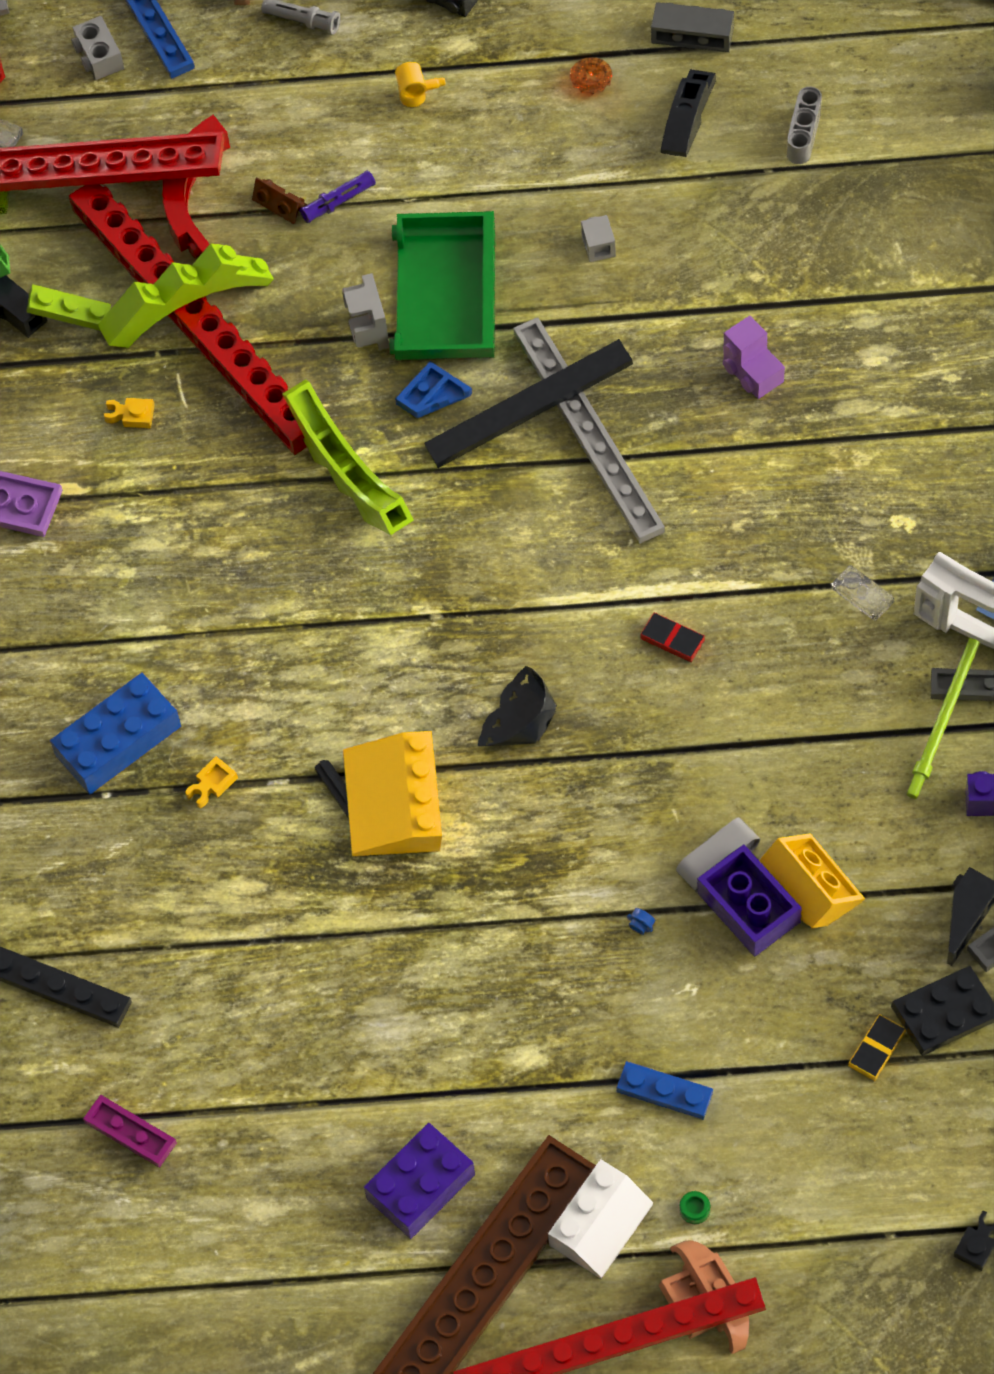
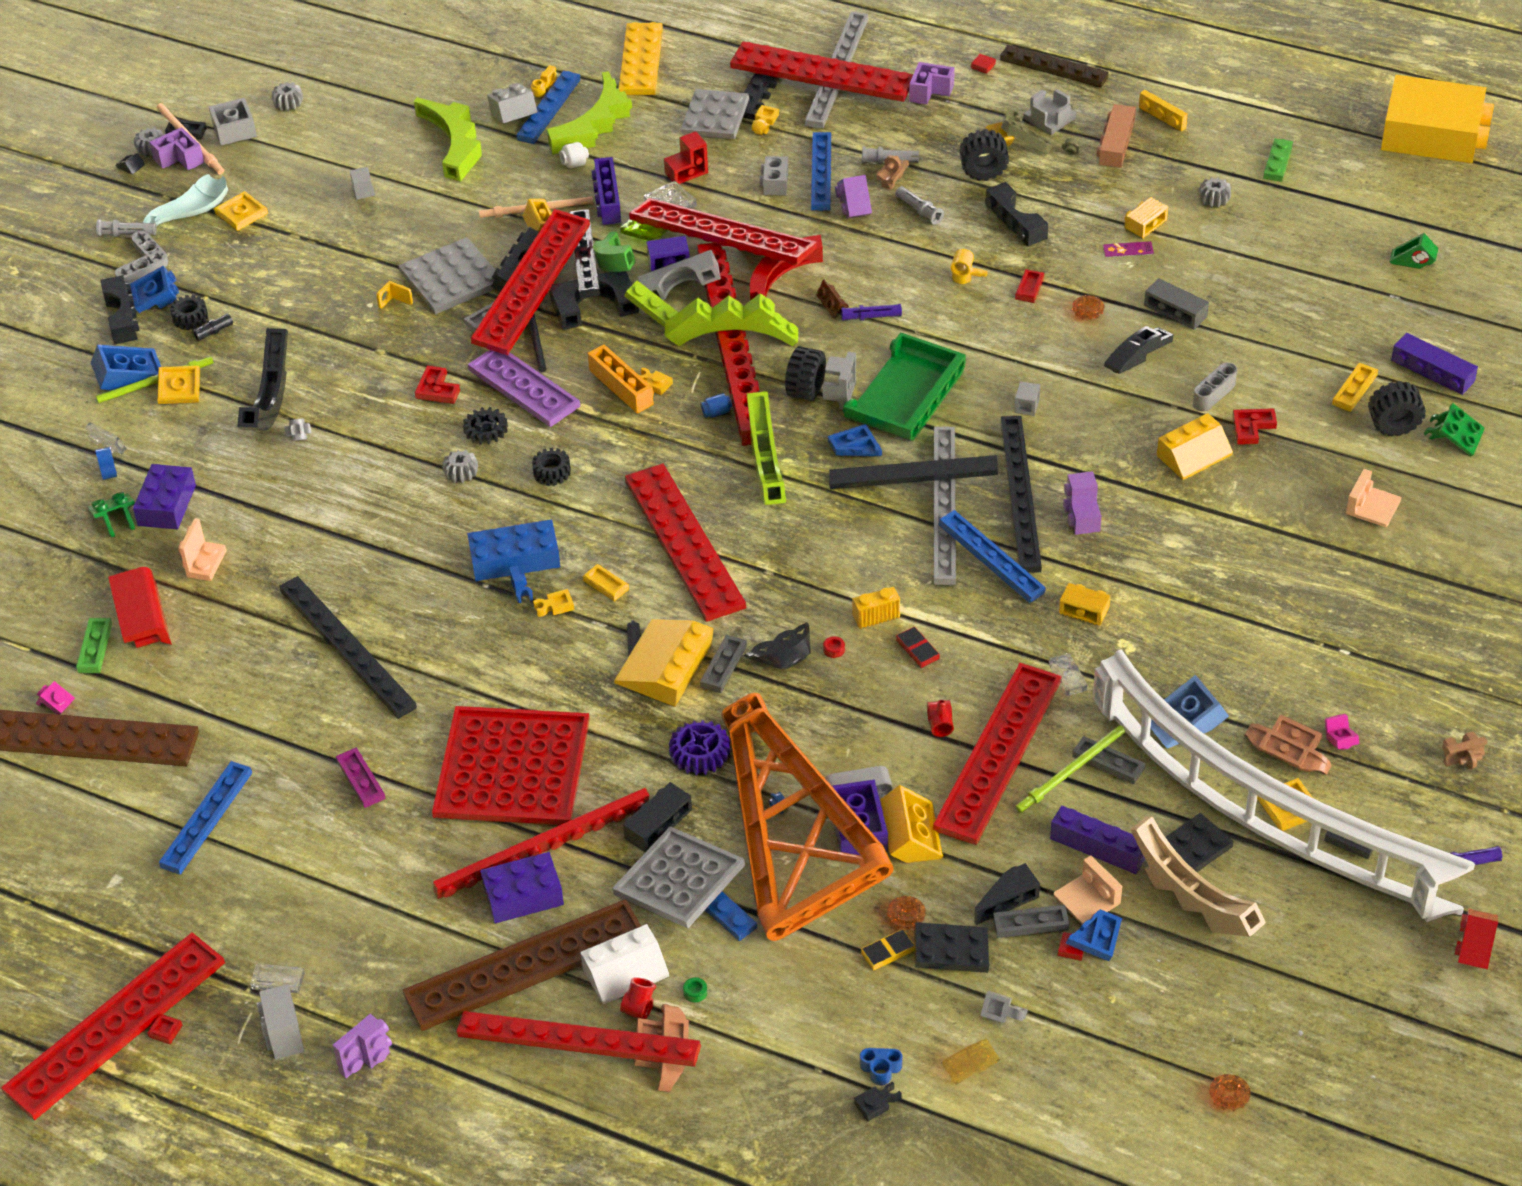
camera: 25 degrees right, 15 degrees down
(48, 234) = (666, 252): none -> dark purple brick
(85, 607) = (555, 474): none -> black tyre
(94, 431) = (620, 378): none -> light orange brick
(98, 231) = (698, 268): none -> light grey arch
(149, 775) = (519, 582): none -> blue plate
(221, 37) = (855, 196): none -> medium lavender brick
(232, 415) = (716, 405): none -> blue brick
(251, 723) = (605, 582): none -> yellow tile
(301, 1025) = (511, 765): none -> red plate
(311, 622) = (685, 542): none -> red plate
(321, 325) = (805, 373): none -> black tyre
(399, 1122) = (543, 842): none -> red plate
(464, 768) = (723, 663): none -> dark grey plate
(490, 880) = (699, 747): none -> dark purple gear
(502, 74) = (1029, 286): none -> red tile
(515, 1009) = (656, 816): none -> black brick
(576, 682) = (834, 647): none -> red tile
(592, 1076) = (678, 877): none -> light grey plate
(596, 608) = (876, 607): none -> yellow brick
(645, 1253) = (638, 999): none -> red piece
(667, 374) = (1020, 494): none -> black plate
(689, 477) = (992, 556): none -> blue plate
(757, 719) = (940, 717): none -> red piece
(814, 950) = (751, 716): none -> orange piece
(829, 220) = (1194, 446): none -> yellow slope
(829, 490) = (1084, 603): none -> yellow brick
(848, 736) = (997, 754): none -> red plate
(864, 979) = (907, 904): none -> clear orange gear
(869, 155) = (1249, 421): none -> red plate
(954, 1190) = (881, 1059): none -> blue piece
(960, 54) = (1355, 387): none -> yellow plate

